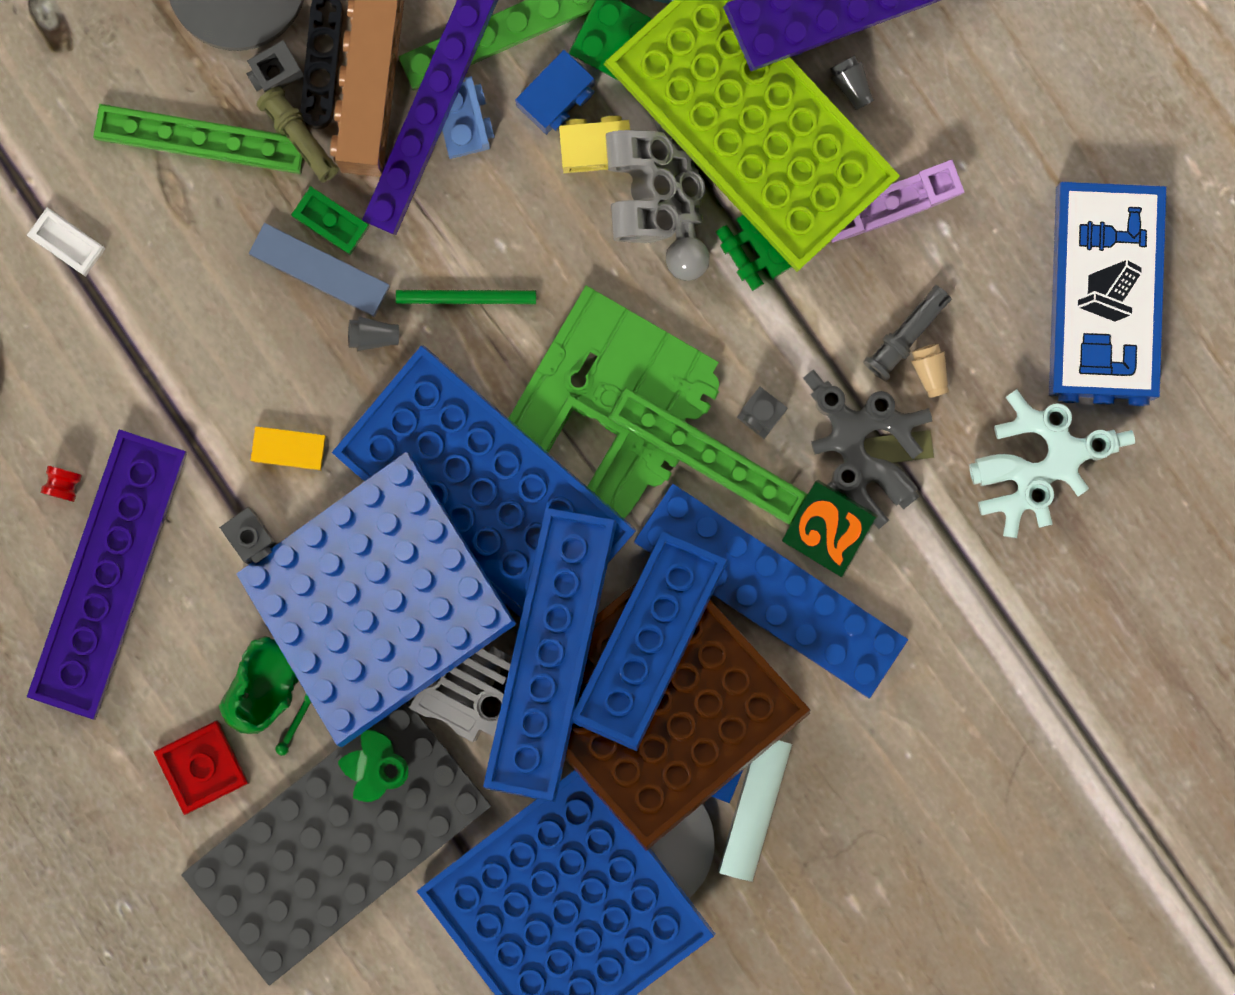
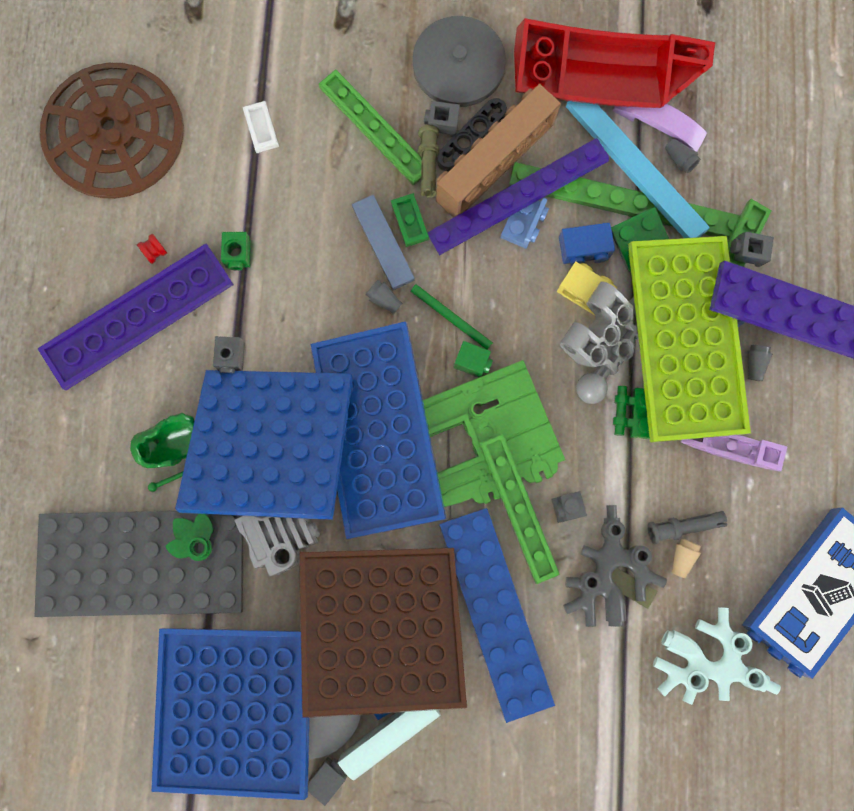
camera: 30 degrees right, 5 degrees down
(148, 400) = (231, 241): none -> green brick
(201, 767) = (100, 462): red tile -> none
(288, 448) = (289, 324): yellow tile -> none
(530, 328) = (473, 360): none -> green brick
(550, 655) = (337, 554): blue plate -> none
(649, 641) = (401, 590): blue plate -> none
(723, 904) = (326, 780): none -> dark grey brick
(829, 528) = (558, 604): dark green tile -> none

